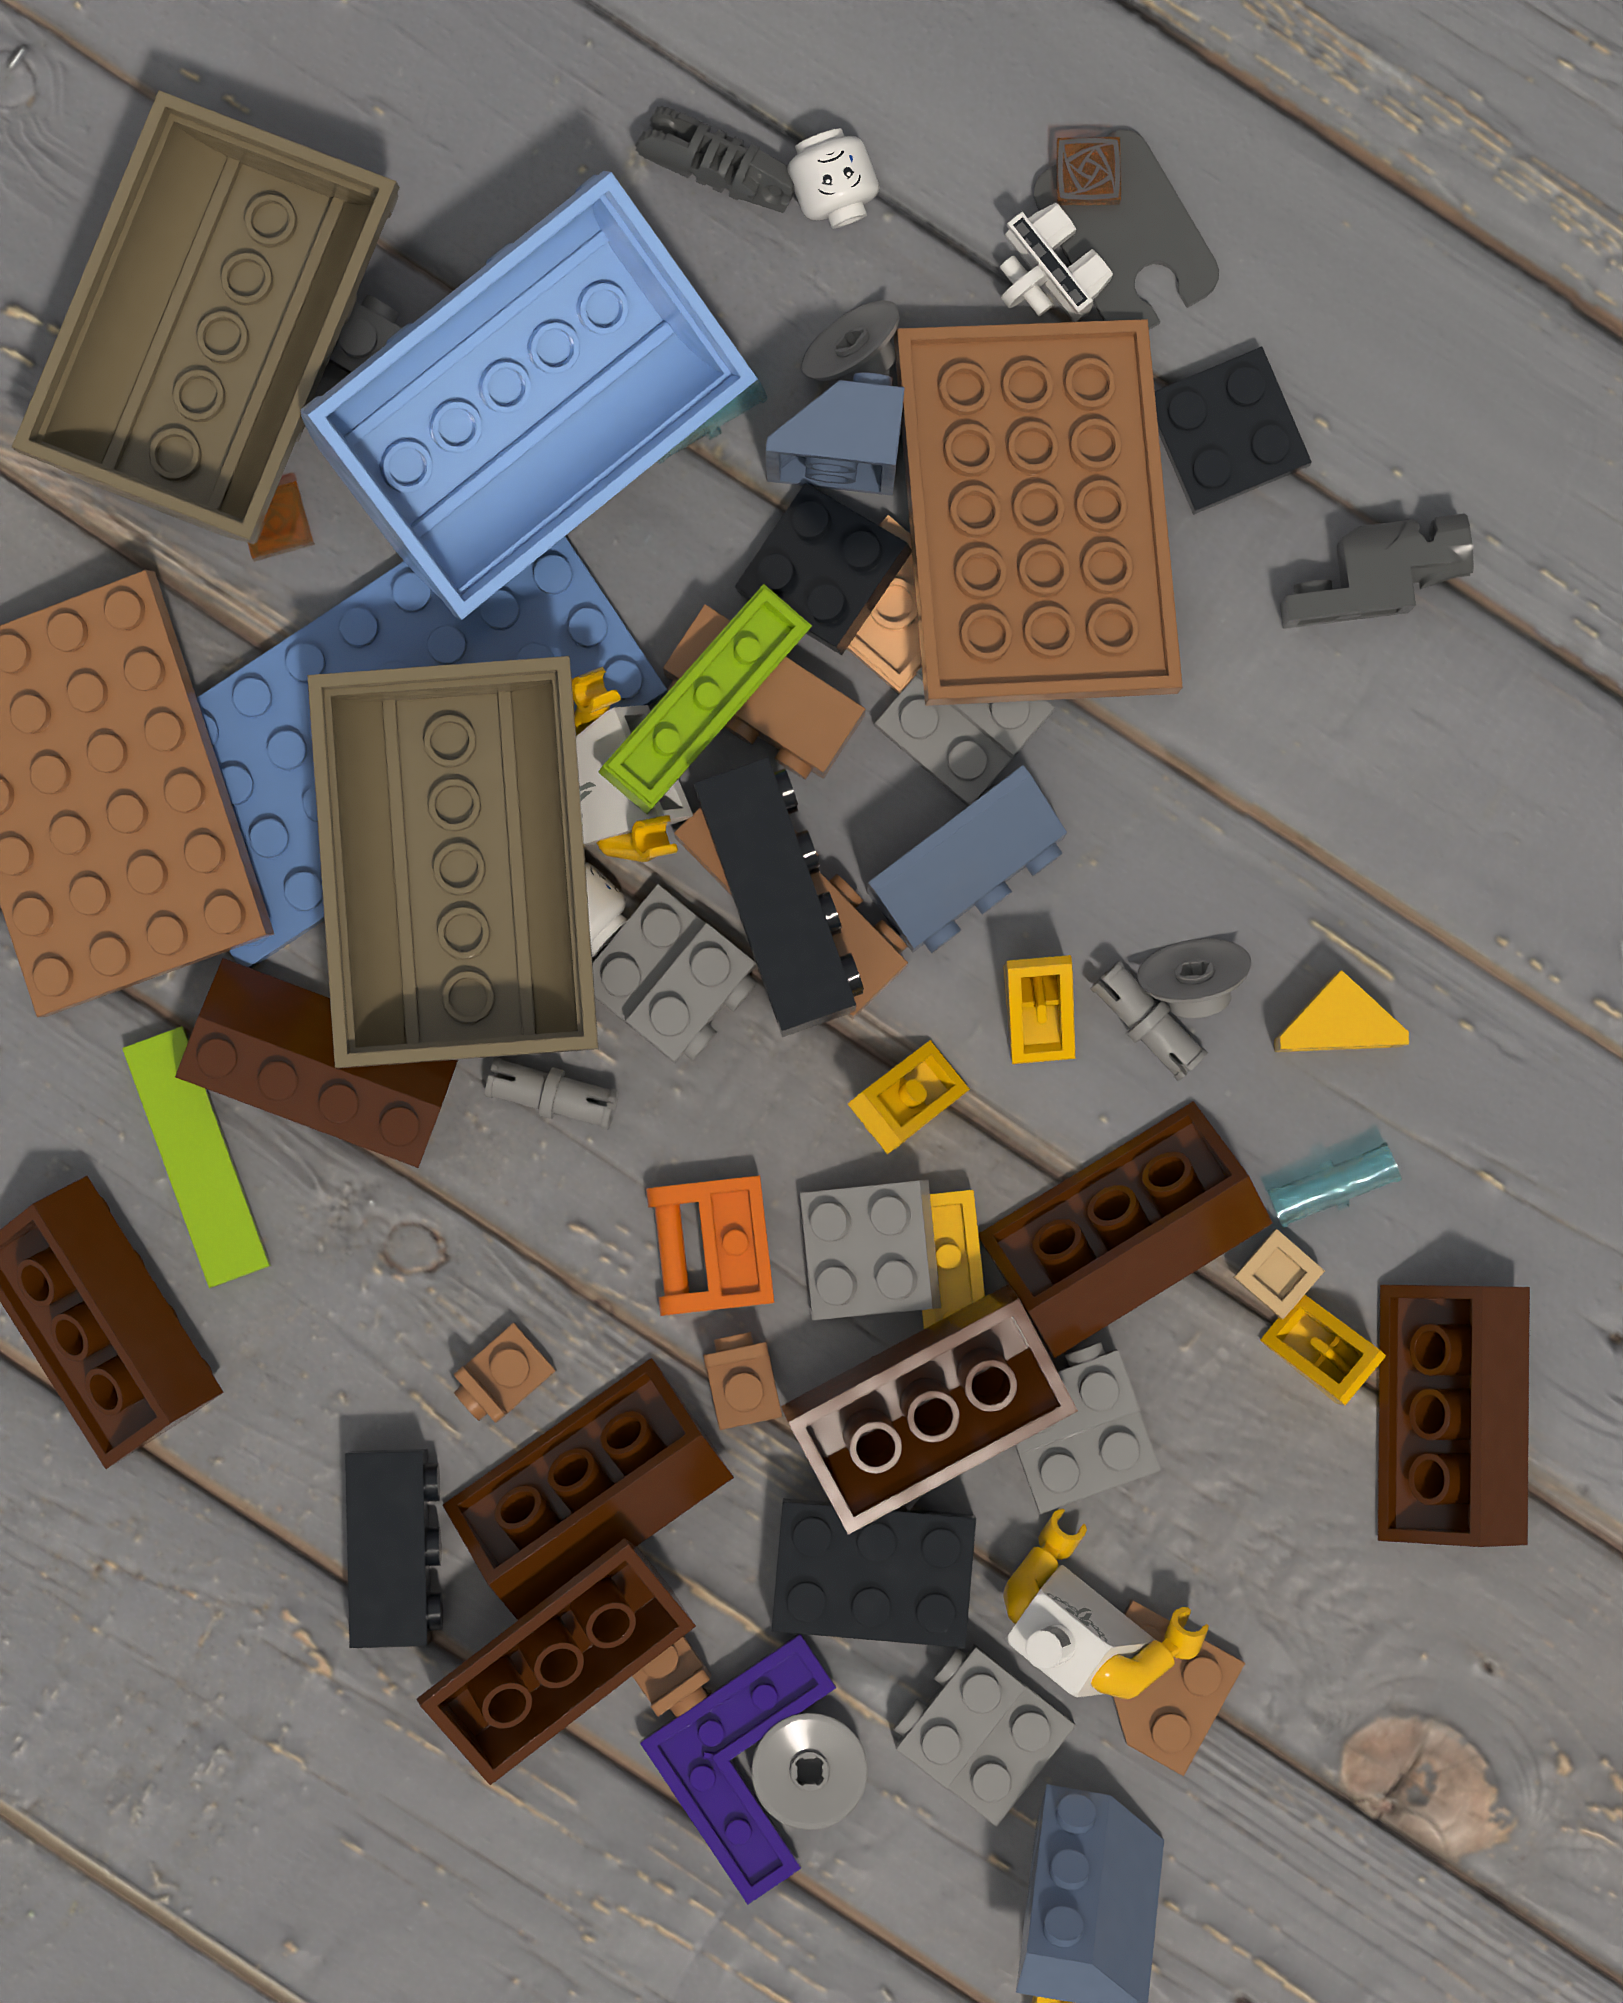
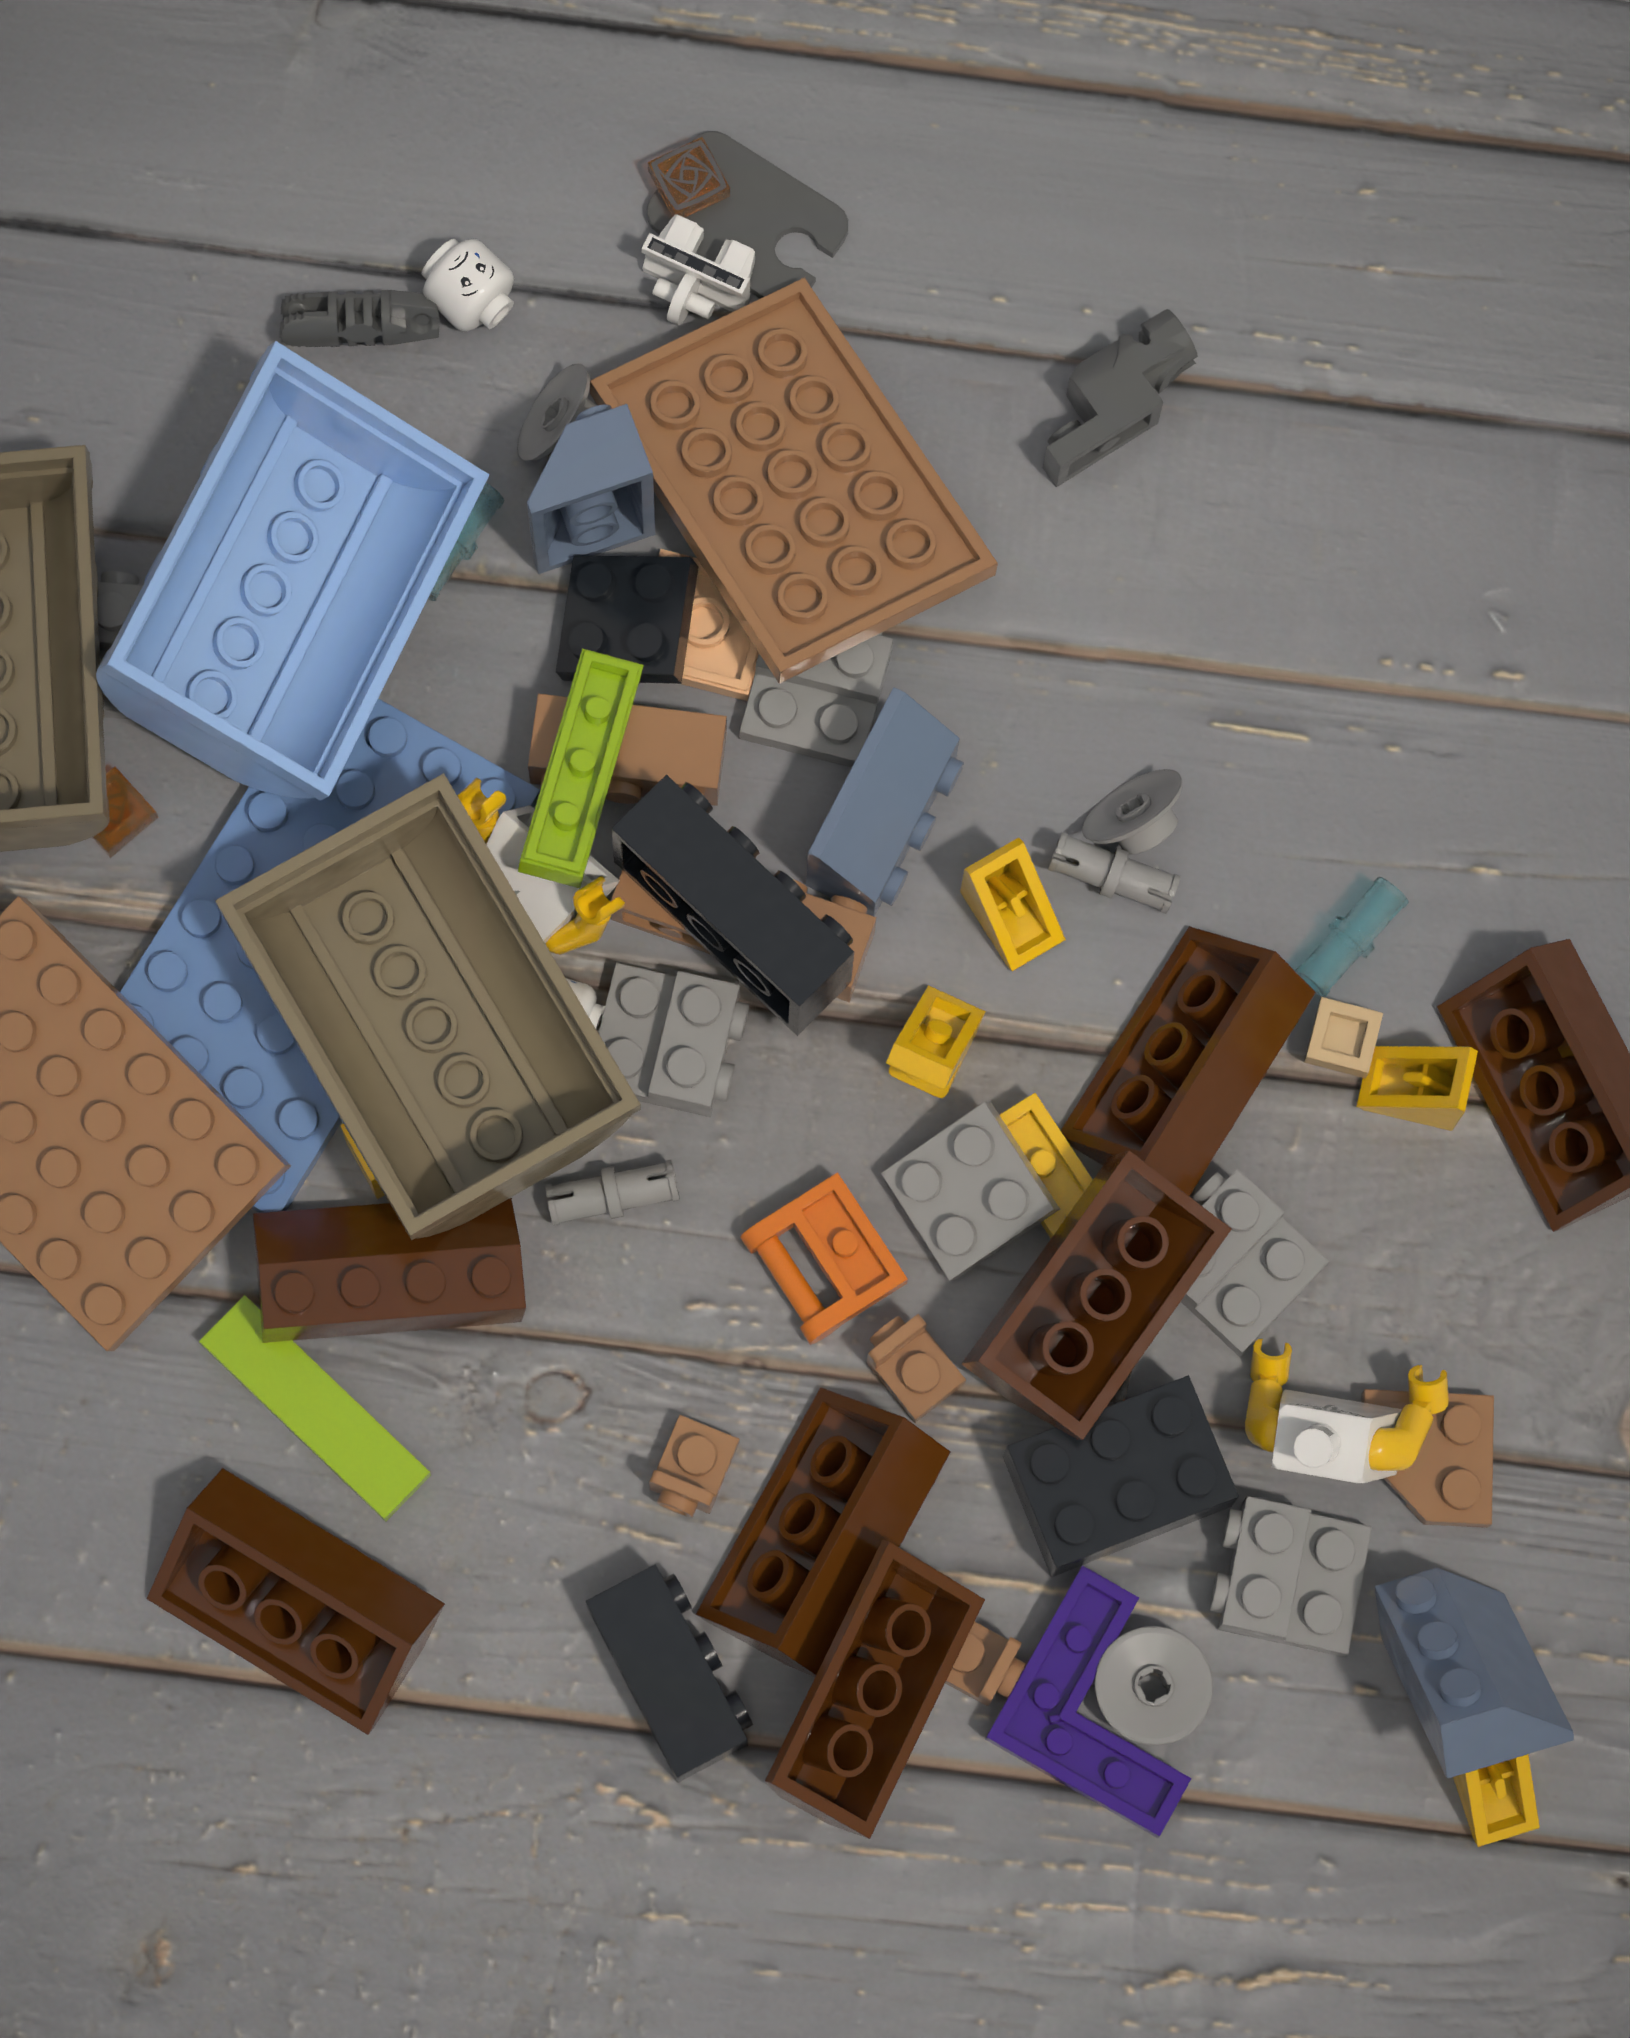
camera: 30 degrees left, 10 degrees down
(1229, 430) = (924, 341): black plate -> none
(1341, 1019) = (1285, 789): yellow slope -> none

